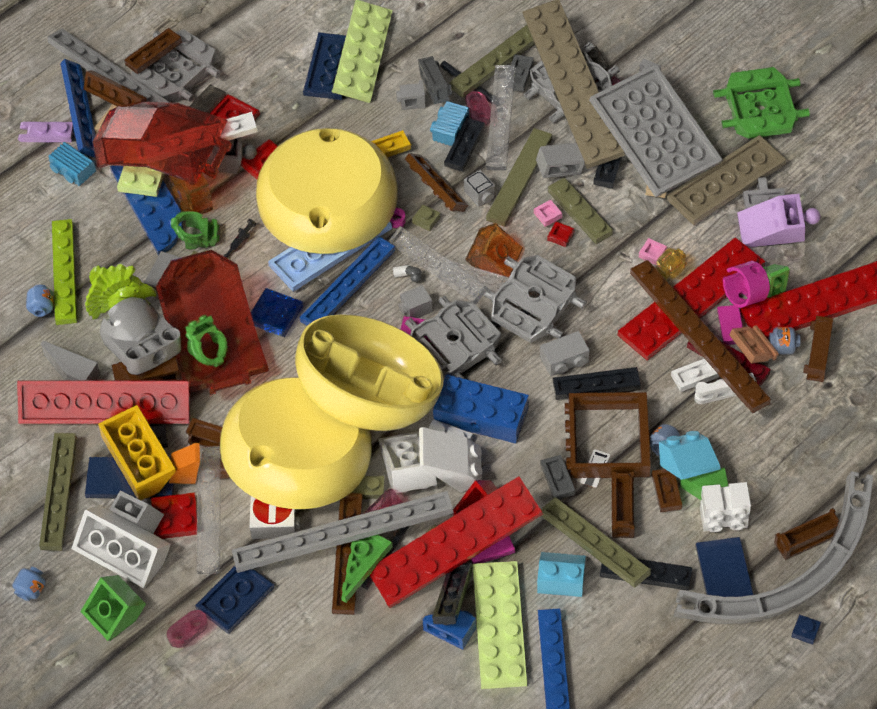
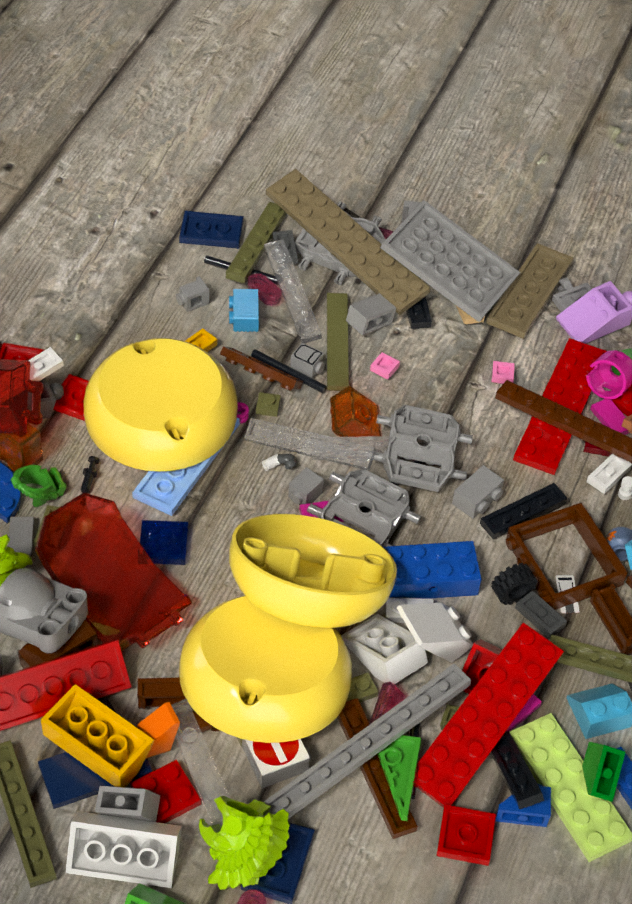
camera: 30 degrees left, 5 degrees down
(196, 330) = (101, 601): bright green piece -> none
(209, 573) = (245, 842): none -> lime piece
(324, 66) = (94, 290): dark blue tile -> none
(349, 281) = (224, 491): blue plate -> none
(362, 51) = (121, 267): yellowish green plate -> none
(390, 631) = (466, 835): none -> red plate
(433, 80) = (212, 274): dark grey container -> none
(461, 192) = (273, 362): none -> black bar
(463, 35) = (211, 229): none -> dark blue tile
(464, 144) = (269, 325): black plate -> none
(525, 620) = (602, 770): none -> green slope
(545, 442) = (514, 583): none -> black tyre
(560, 234) = (406, 382): red tile -> none
(580, 210) = (412, 355): olive plate -> none
(671, 263) = (528, 375): clear yellow head -> none
(779, 111) = (539, 219): bright green piece -> none

